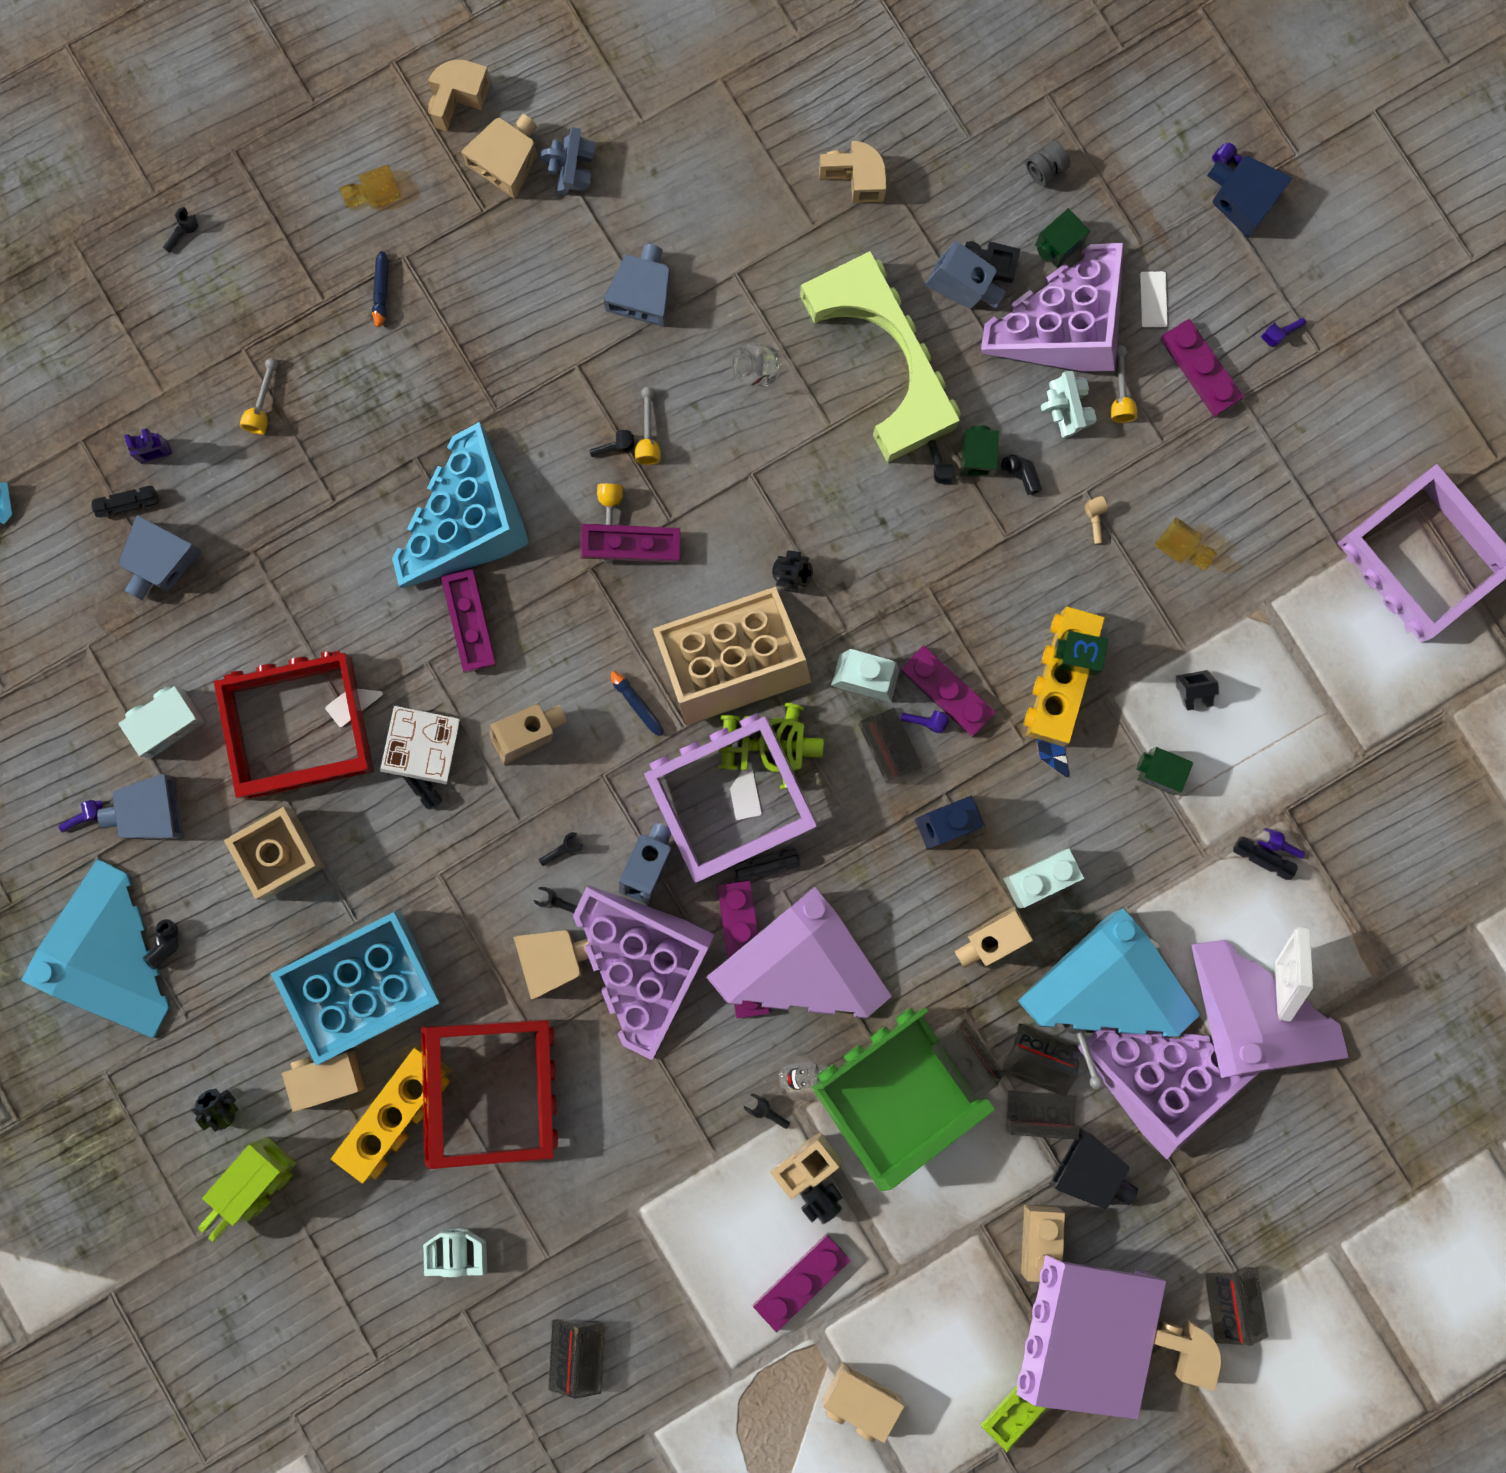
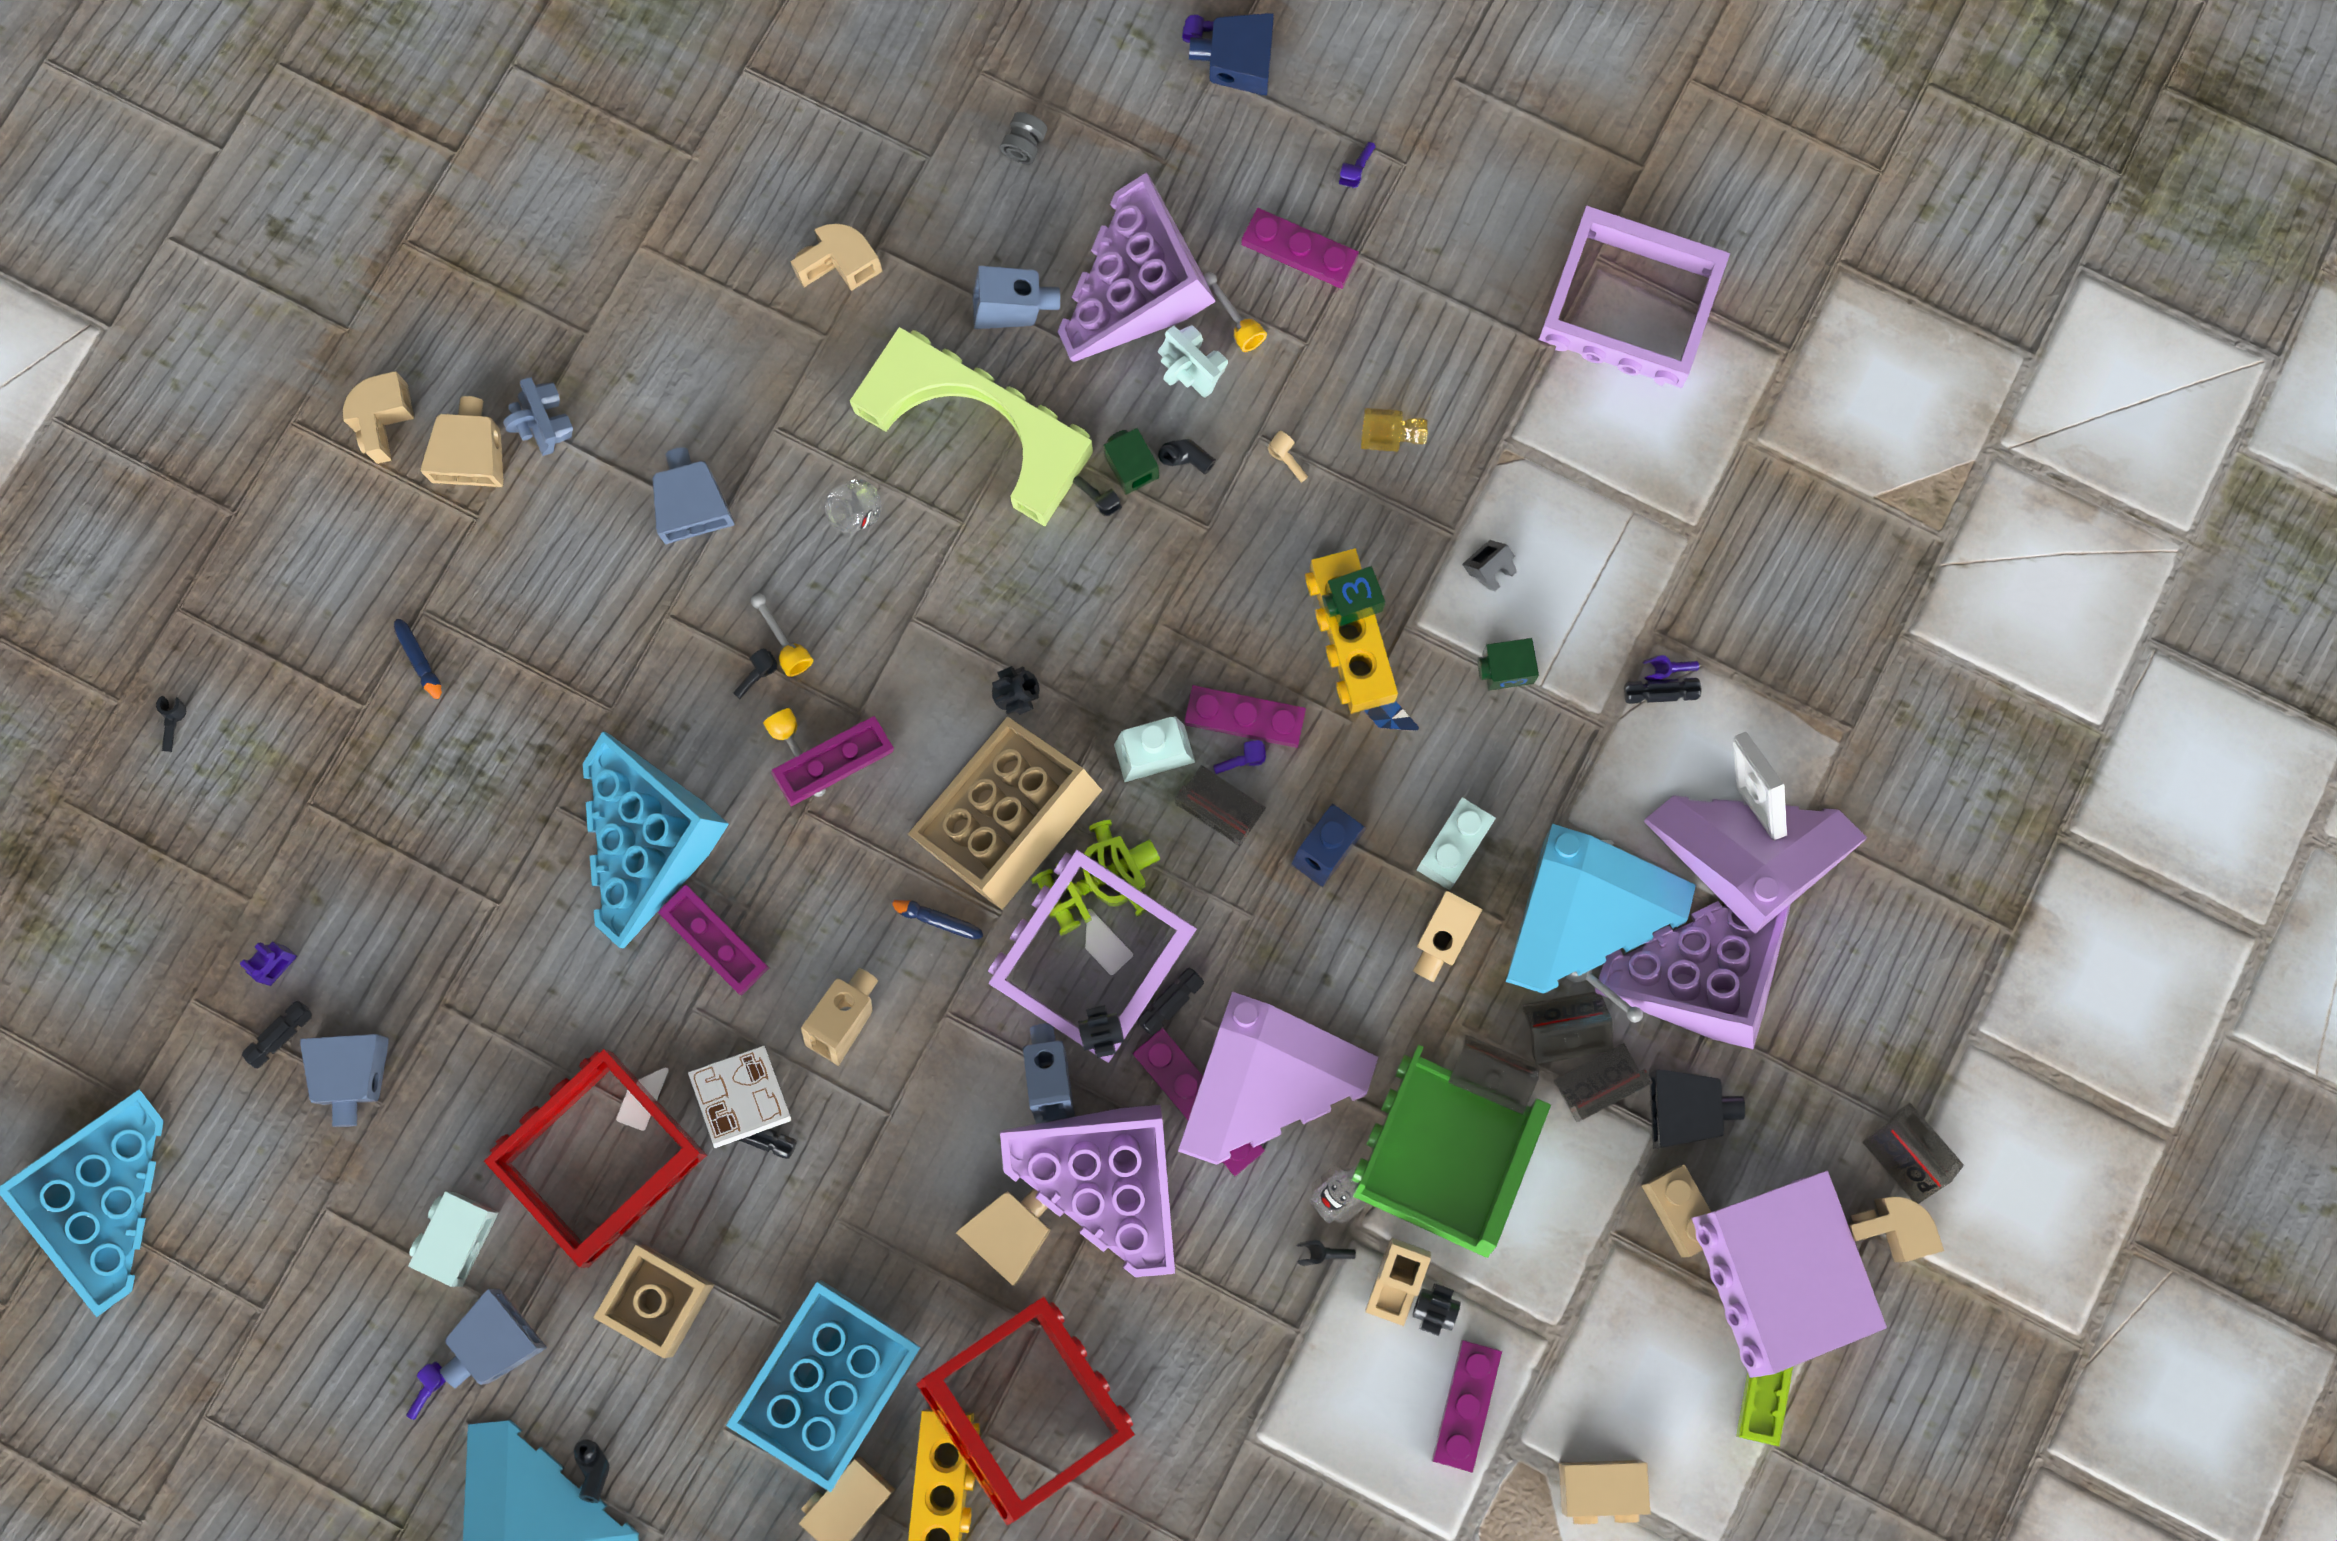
camera: 25 degrees left, 5 degrees down
(254, 419) = (364, 868): hinge -> none
(376, 187) = (350, 558): clear yellow plate -> none
(555, 901) = (977, 1172): black hand -> none
(560, 850) = (950, 1116): black hand -> none
(702, 858) = (1101, 1031): none -> black gear
(1000, 256) = (1032, 256): black plate -> none
(1061, 238) = (1083, 203): dark green brick -> none
(1153, 299) = (1211, 209): white sticker -> none

